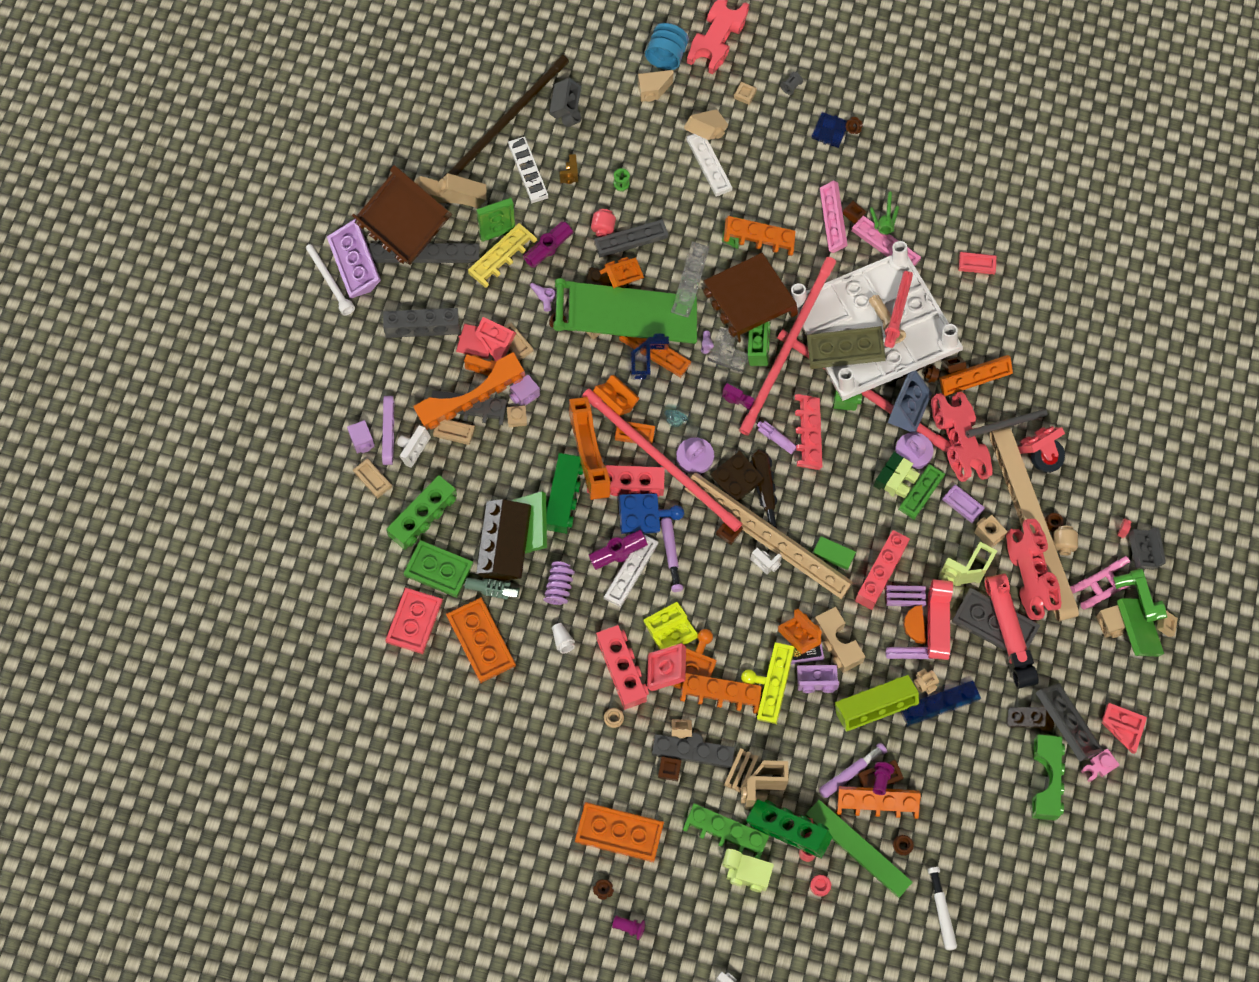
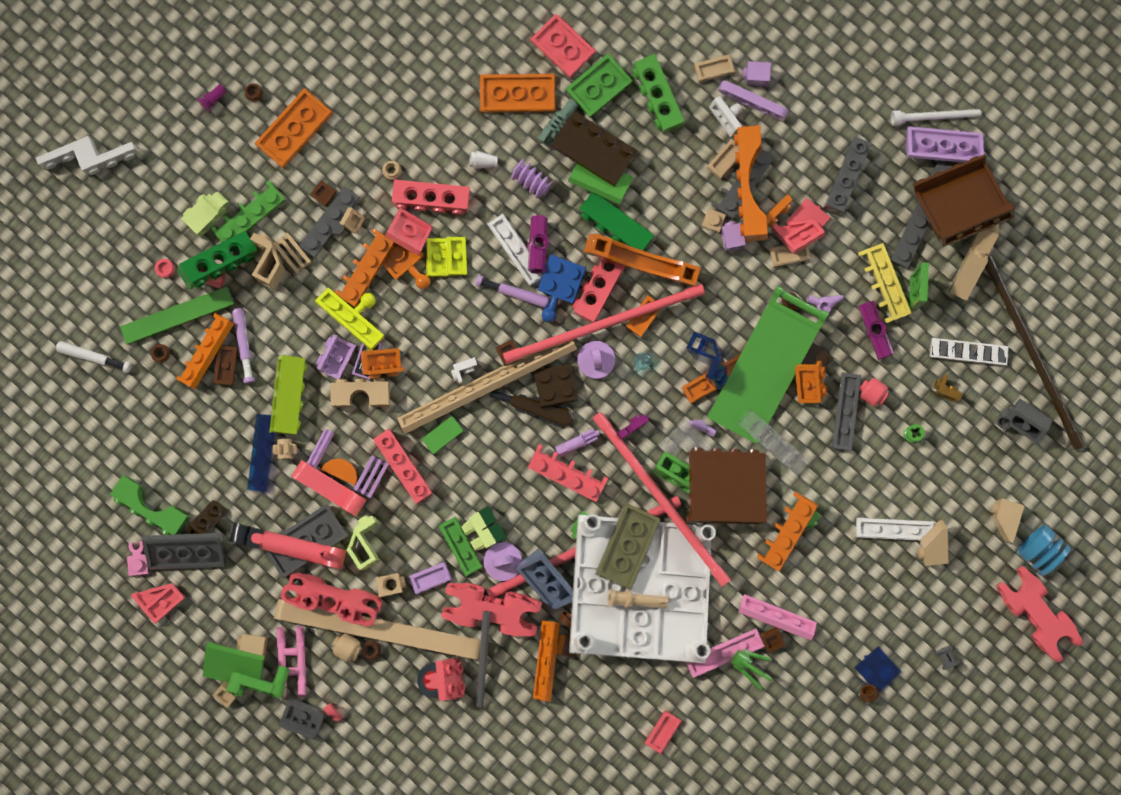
camera: 120 degrees right, 15 degrees up
(617, 395) = (687, 315): orange bracket -> none
(745, 93) = (958, 606): tan tile -> none
(882, 774) = (217, 359): magenta pin -> none
(892, 331) = (617, 593): coral axle -> none

